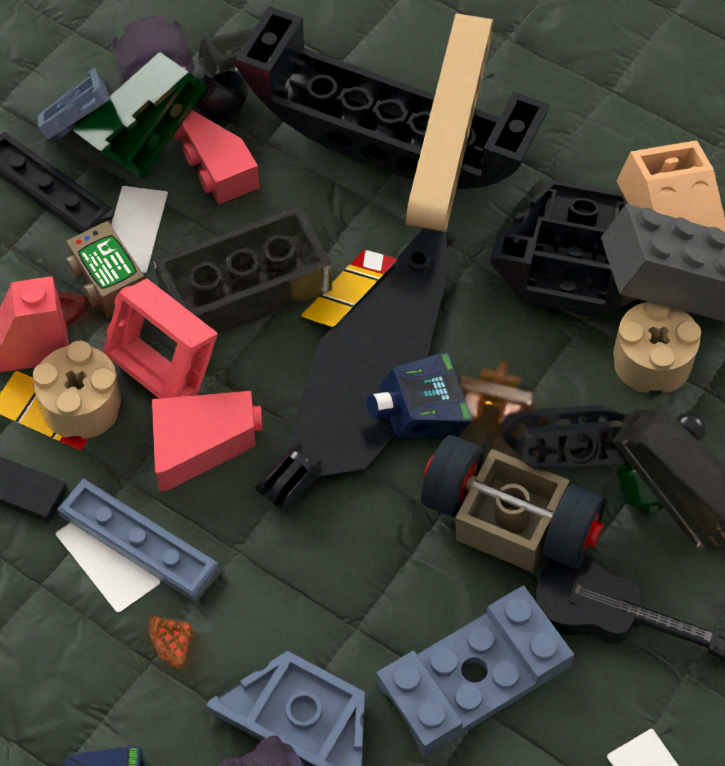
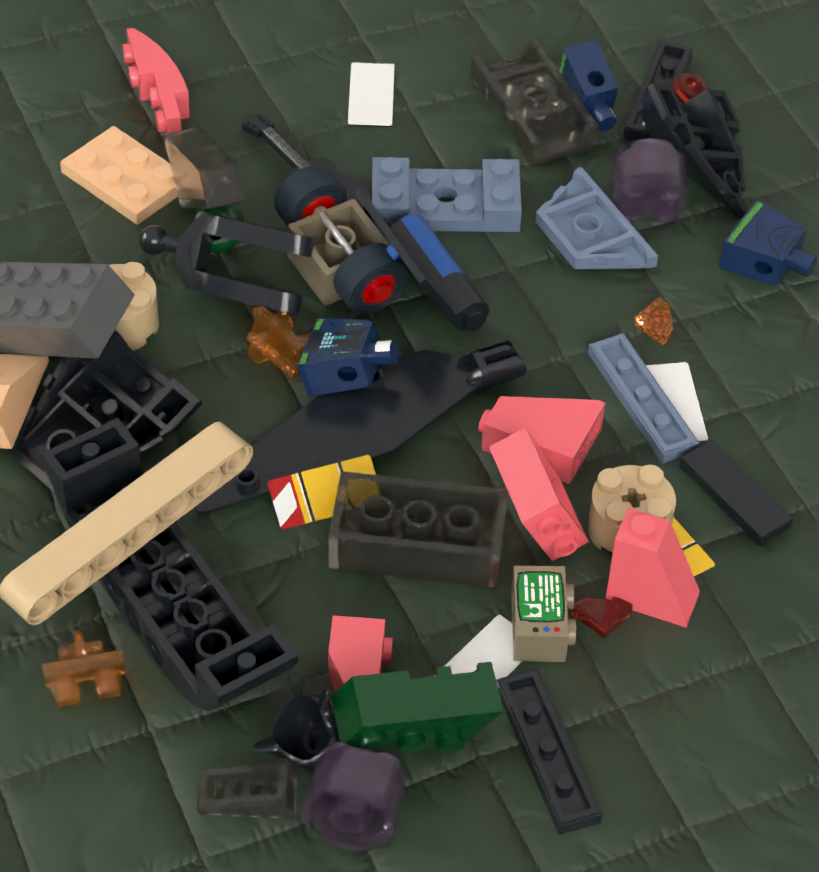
camera: 150 degrees left, 10 degrees down
(73, 105) = (474, 775): sand blue wing -> none
(412, 59) = (103, 667): none -> clear orange hips
(425, 524) = (432, 267): none -> black door

